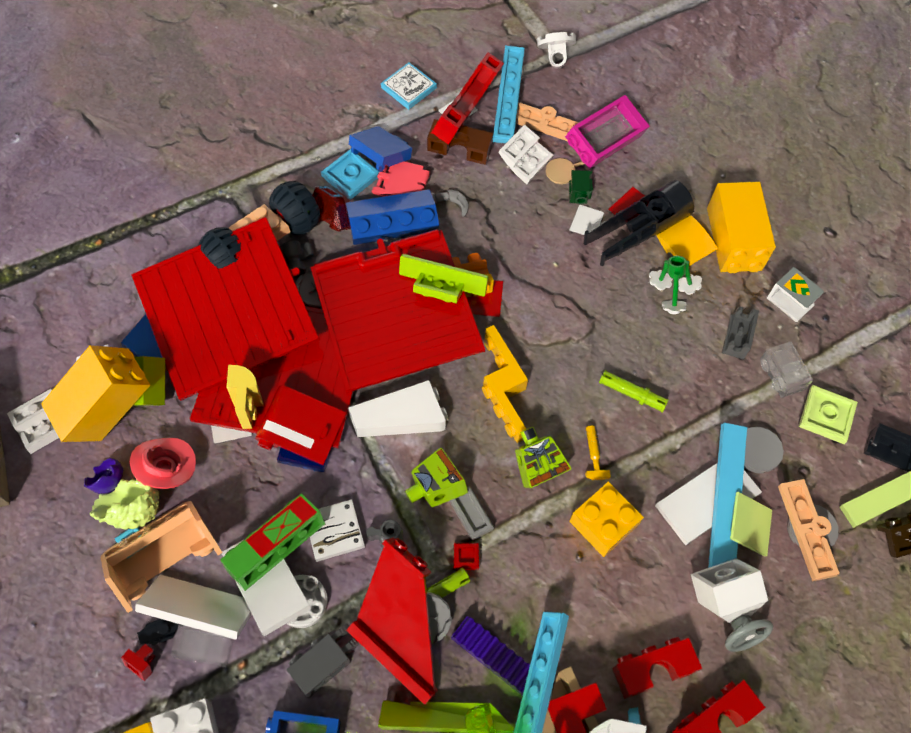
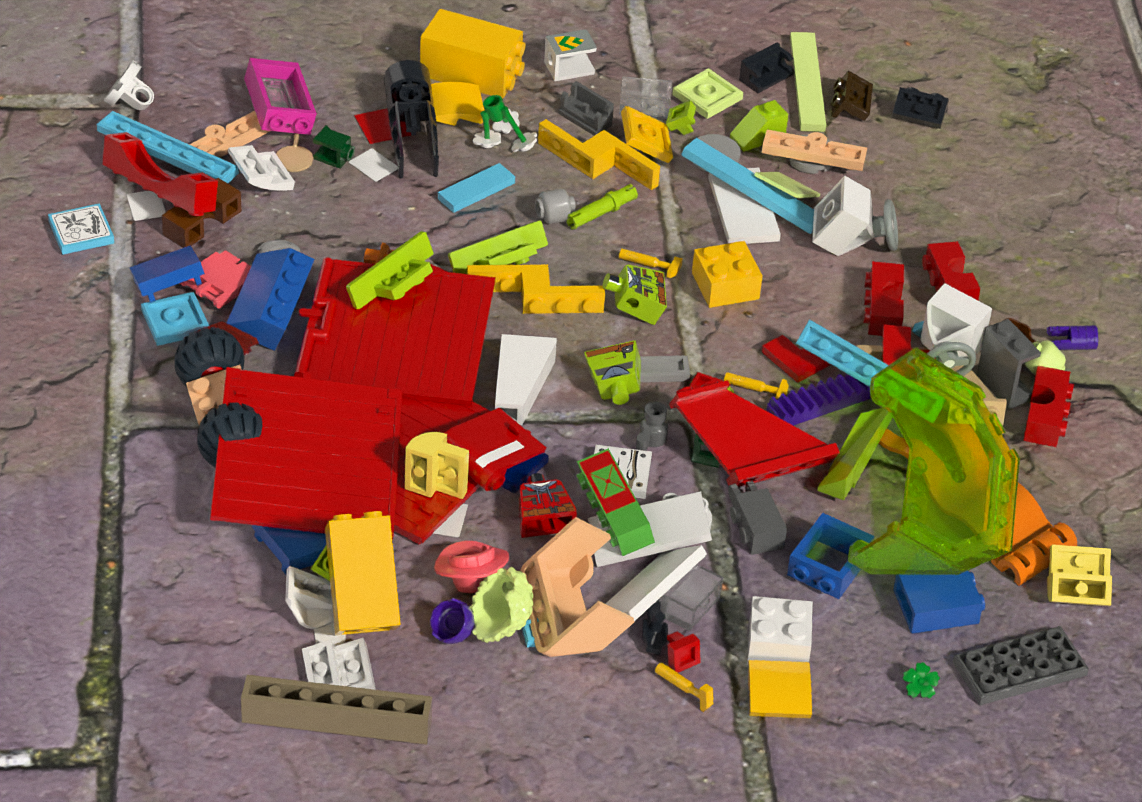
camera: 65 degrees left, 20 degrees down
(91, 702) = (704, 693): none -> yellow piece
(261, 489) = (544, 507): none -> red torso
(493, 621) = (756, 385): none -> yellow piece
(534, 342) = (501, 249): none -> lime bracket
(542, 600) = (794, 361): none -> red tile
(601, 296) = (476, 187): none -> medium azure tile
(609, 357) = (554, 205): none -> light grey head
(693, 364) = (598, 154): none -> yellow bracket
(738, 388) = (646, 134): none -> yellow tile
(779, 405) = (681, 117): none -> lime tile
(817, 472) = (753, 127): none -> lime slope

